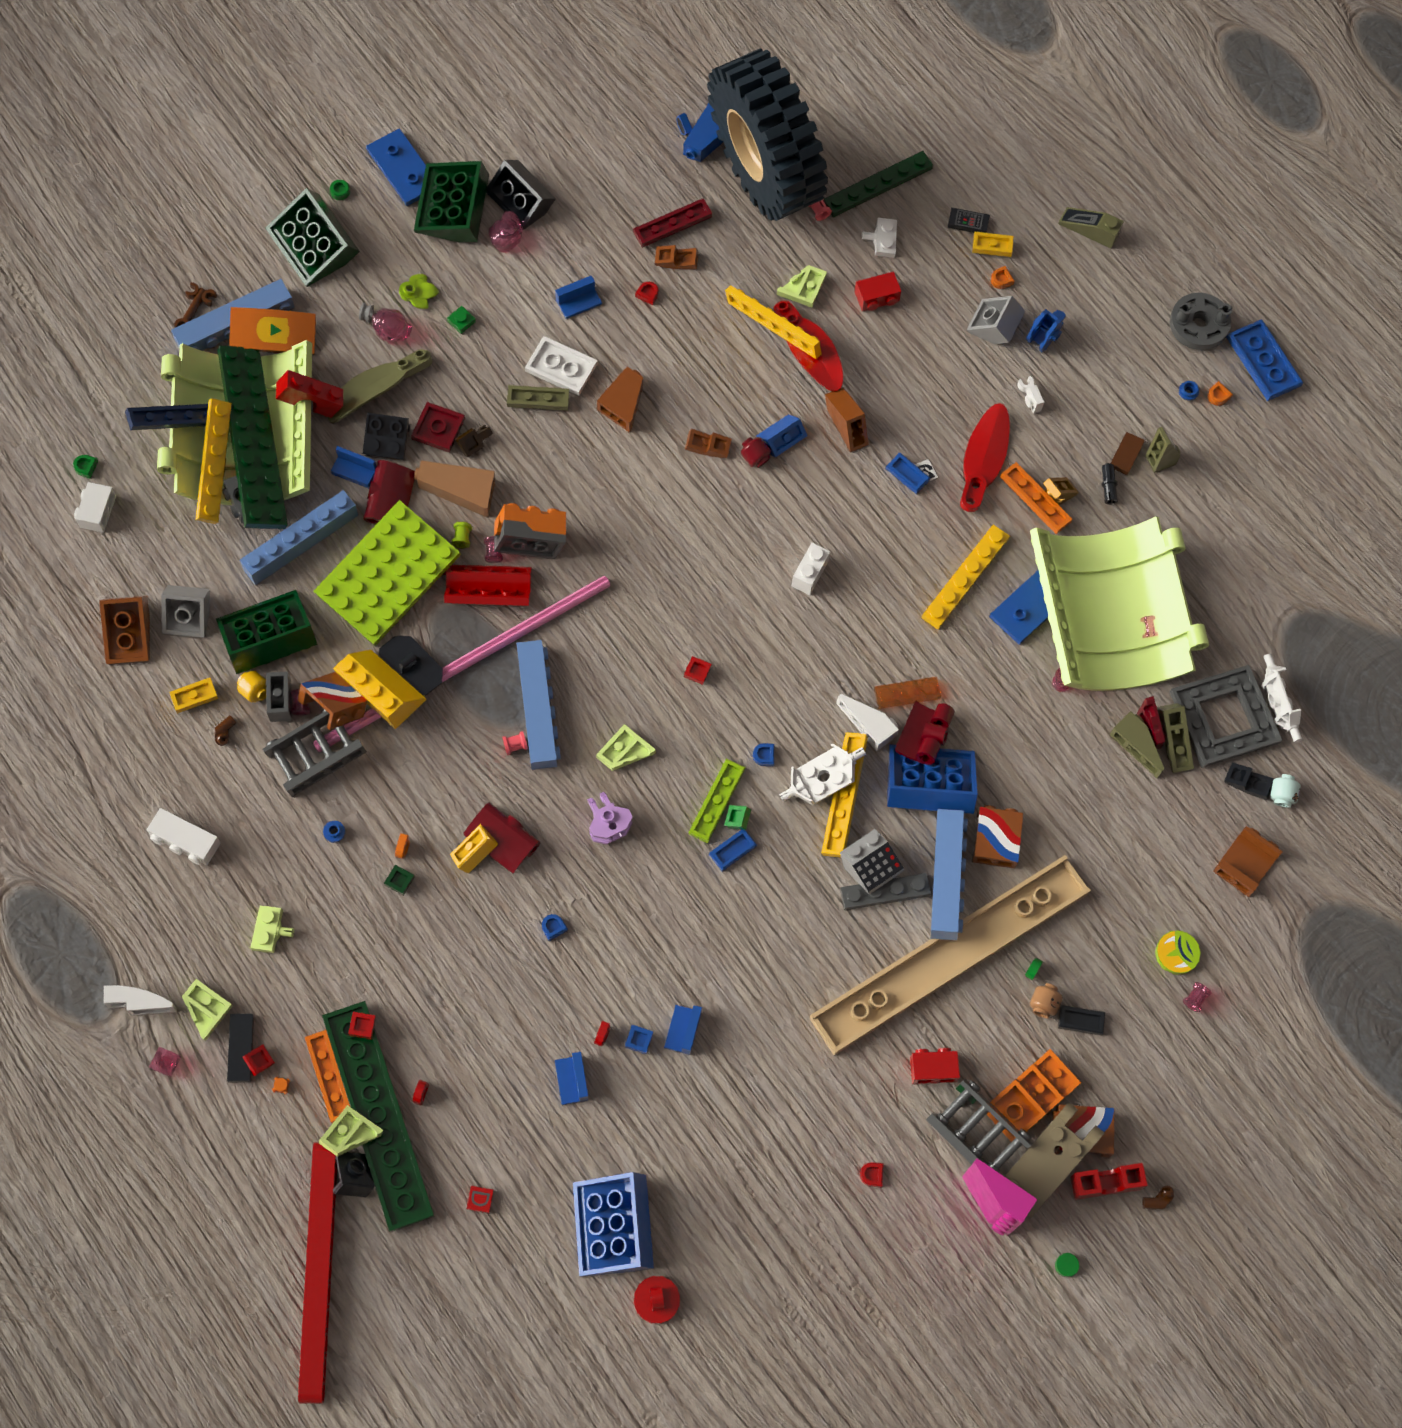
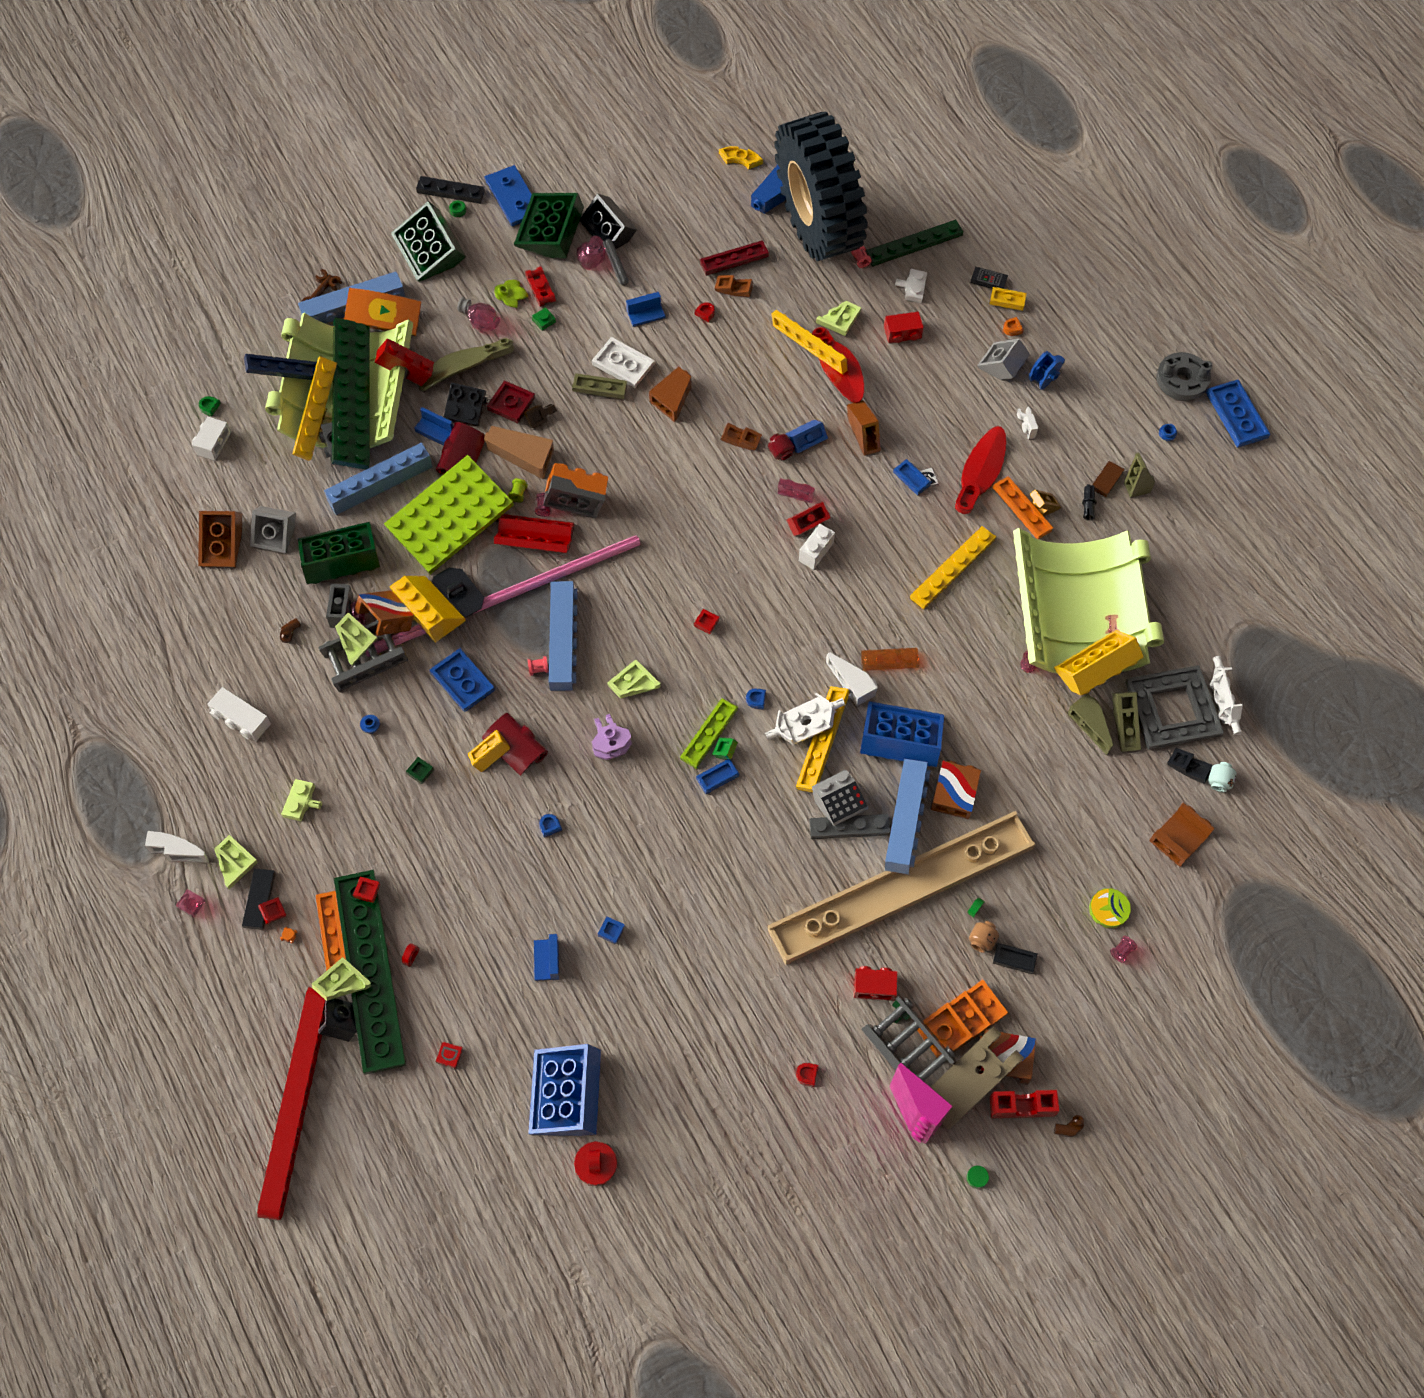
camera: 10 degrees right, 5 degrees down
(193, 695) = (267, 598): yellow plate -> none
(252, 686) = (318, 595): yellow head -> none
(303, 734) = (354, 638): none -> yellowish green wing
(327, 166) = (450, 189): none -> black plate
(402, 846) = (426, 742): orange tile -> none
(431, 768) = (462, 680): none -> blue plate
(451, 279) = (540, 286): none -> red plate
(535, 241) = (615, 262): none -> dark grey axle
(602, 1034) = (579, 921): red tile -> none
(664, 92) = (744, 157): none -> yellow tile
(683, 1029) = (652, 926): blue panel -> none
(684, 124) = (753, 180): blue tile -> none
(778, 503) = (795, 490): none -> clear pink plate
(797, 537) = (808, 518): none -> red brick
(925, 732) = (901, 693): dark red panel -> none
(1022, 610) = (1000, 600): blue plate -> none
(1093, 225) = (1099, 291): olive slope -> none
(1140, 674) = (1099, 662): none -> yellow slope
(1149, 713) = (1105, 700): dark red wing -> none
(1219, 394) = (1194, 438): orange tile -> none

